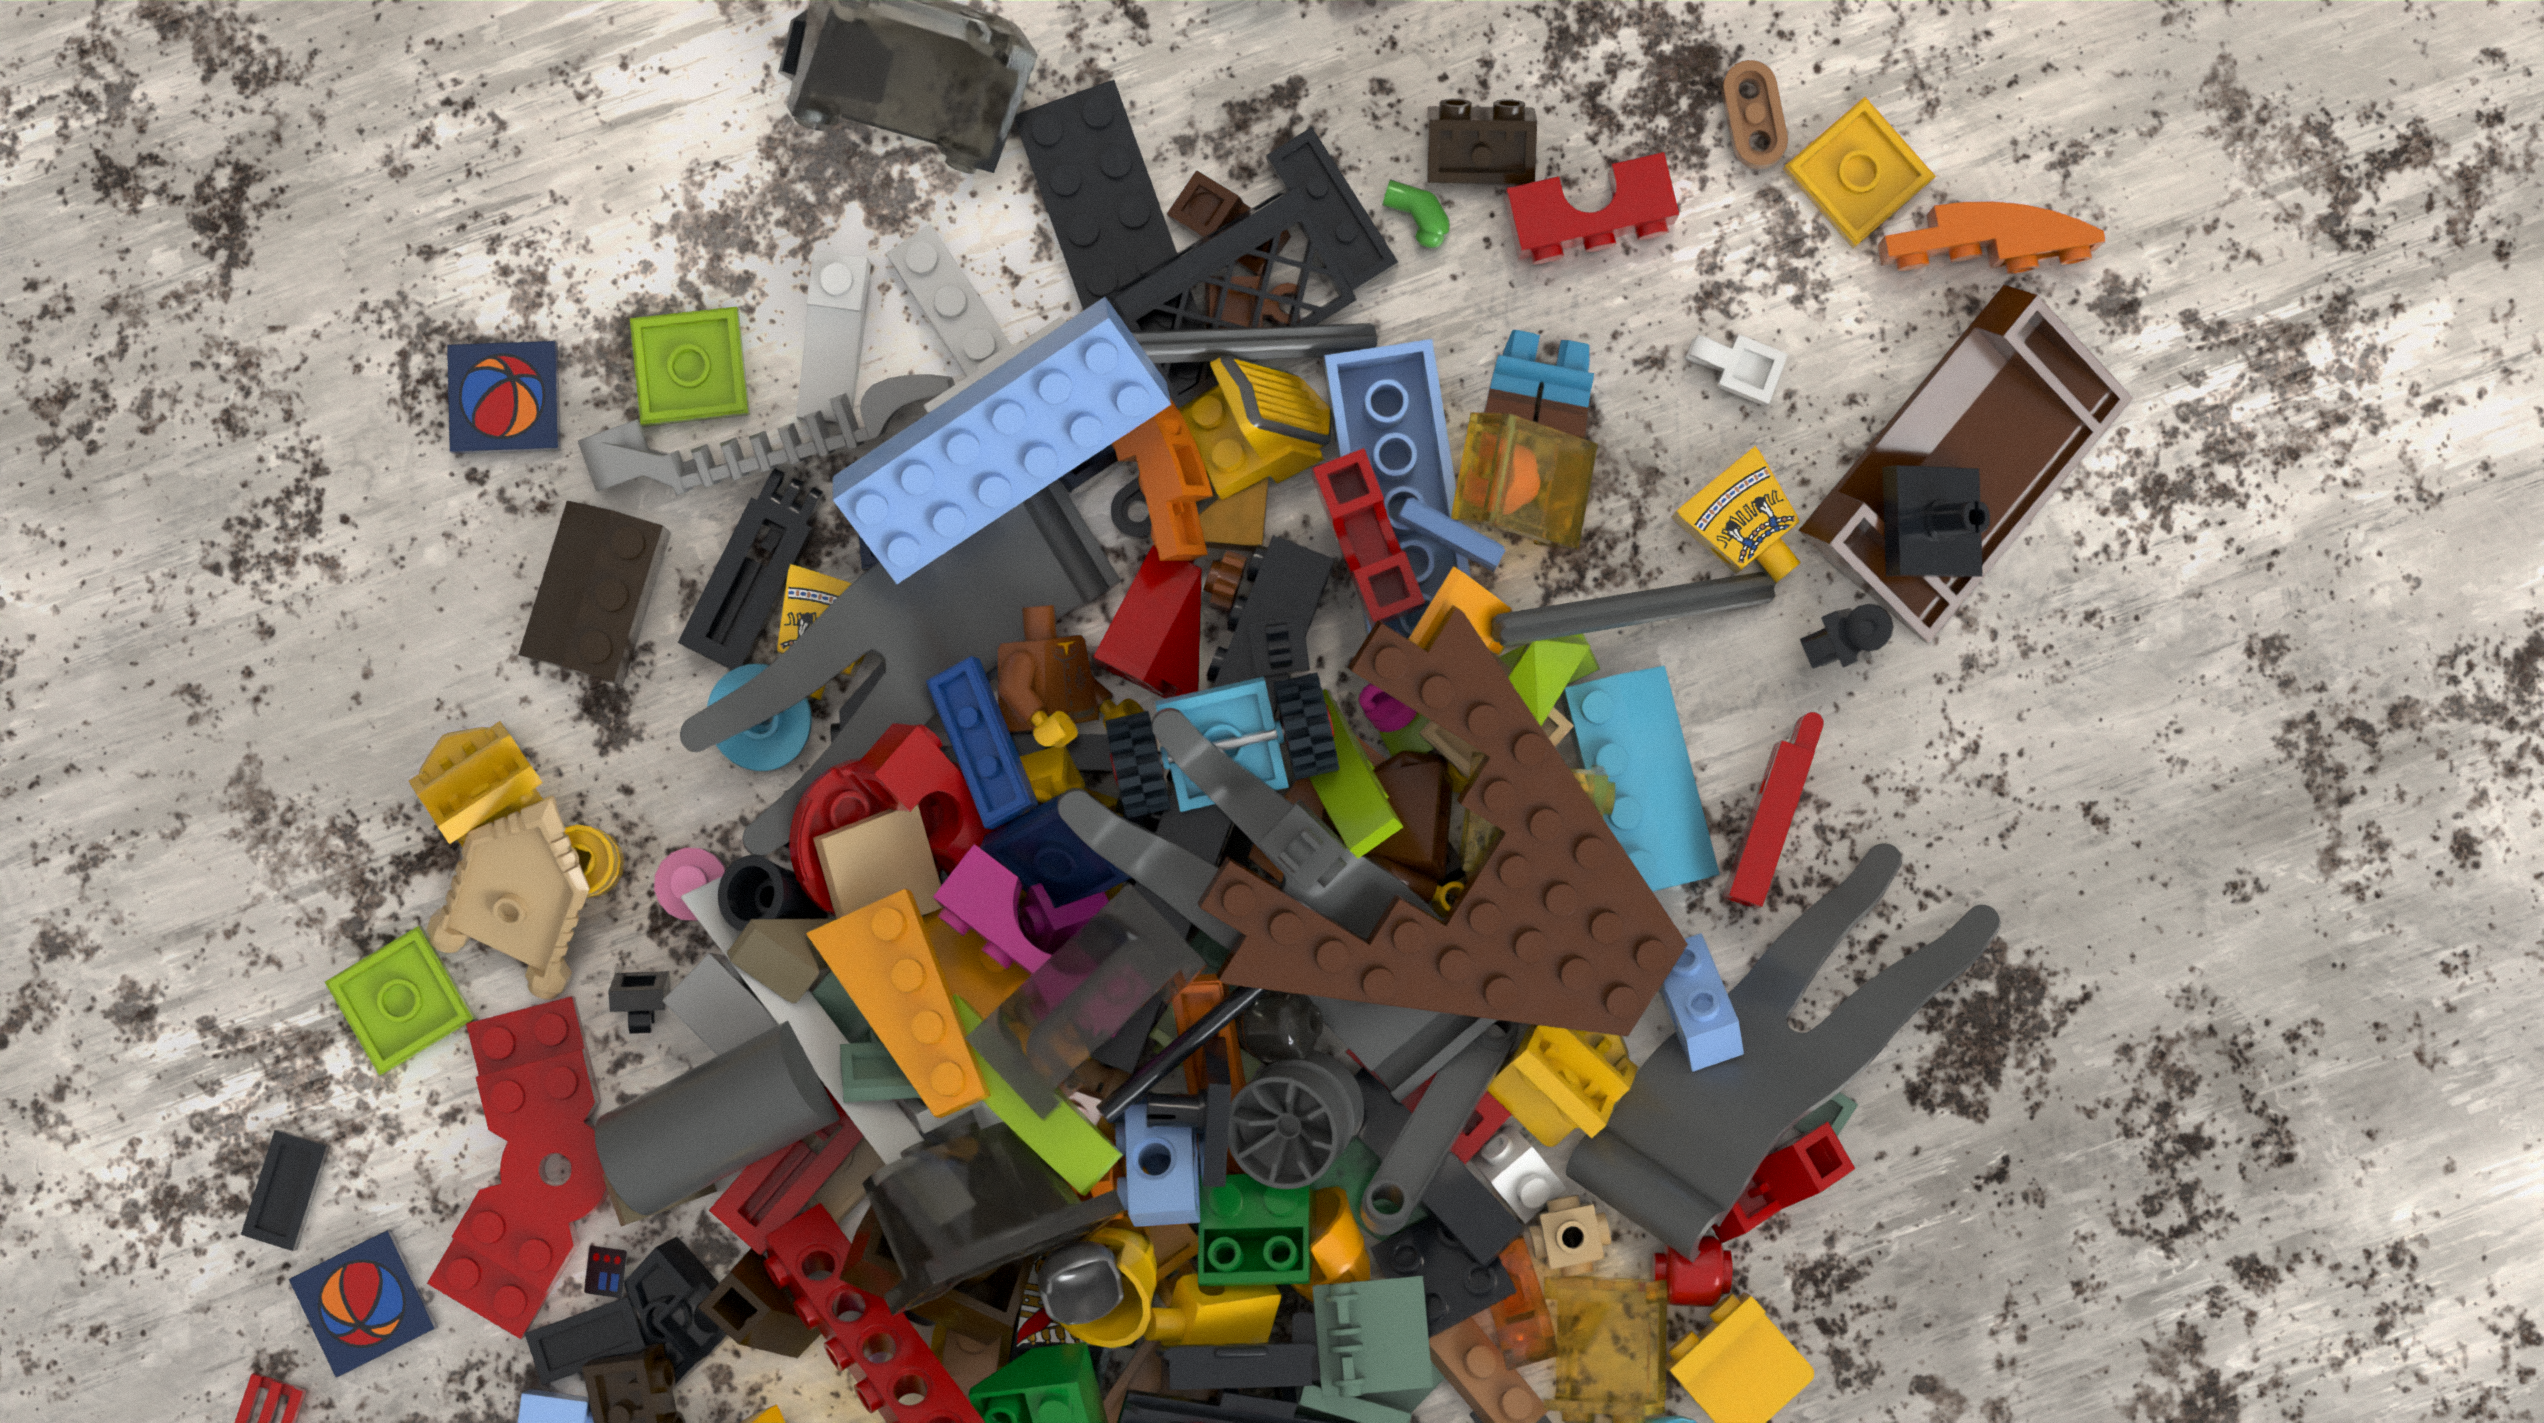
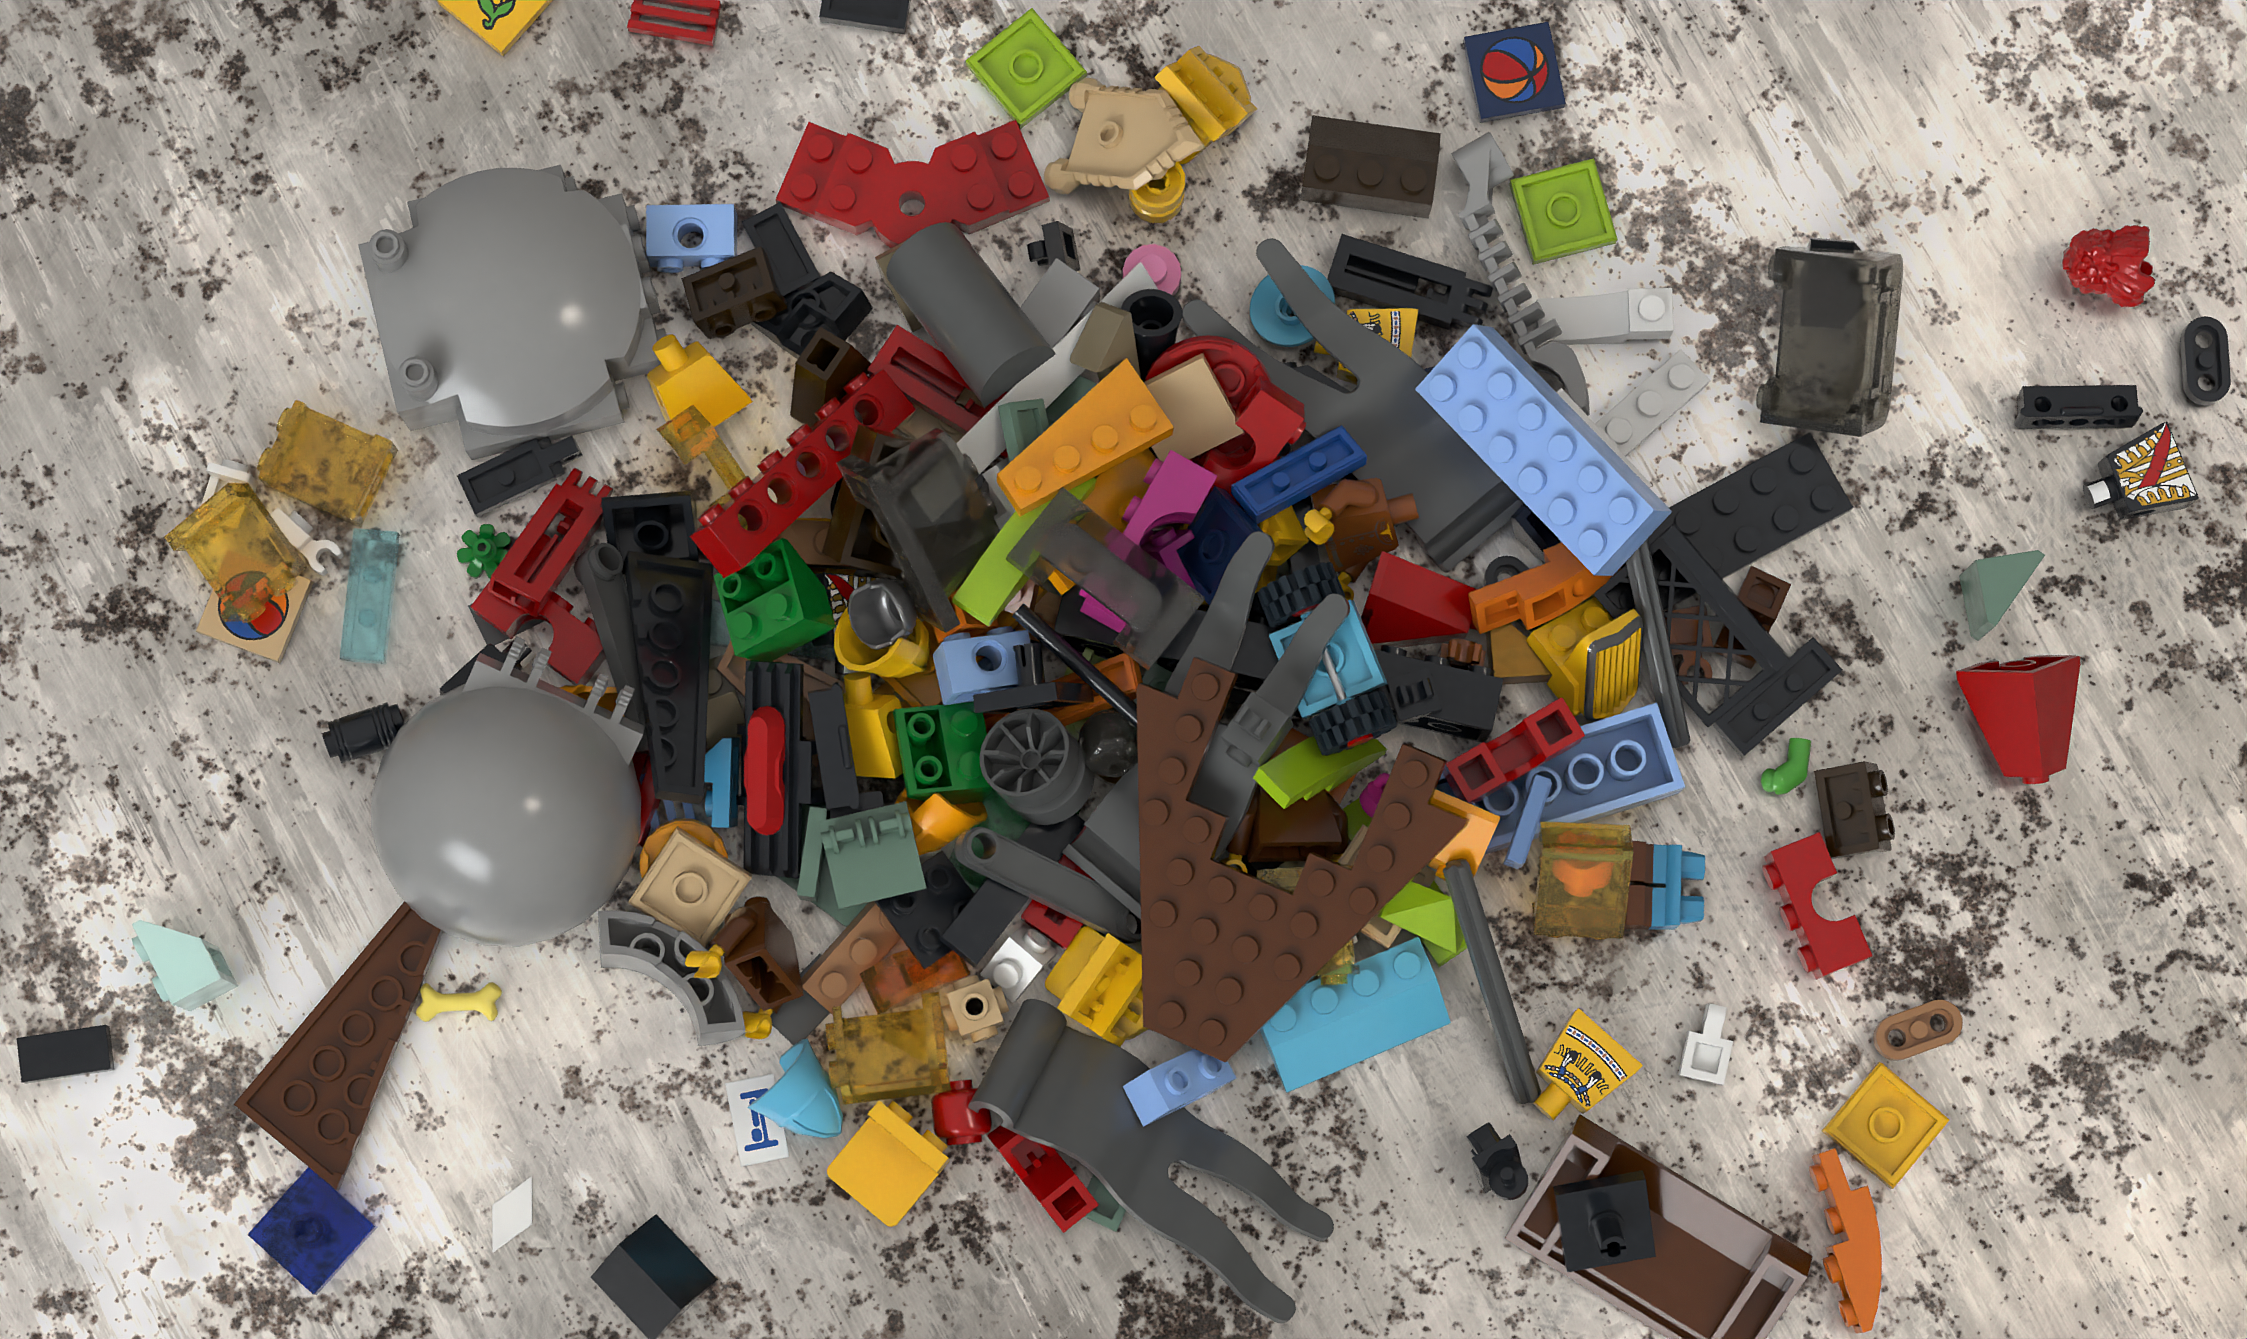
camera: 85 degrees right, 5 degrees down
(363, 1303) = (786, 77): tile -> none
(605, 1271) = (836, 257): black sticker -> none
(1773, 813) = (1343, 1125): red hinge -> none

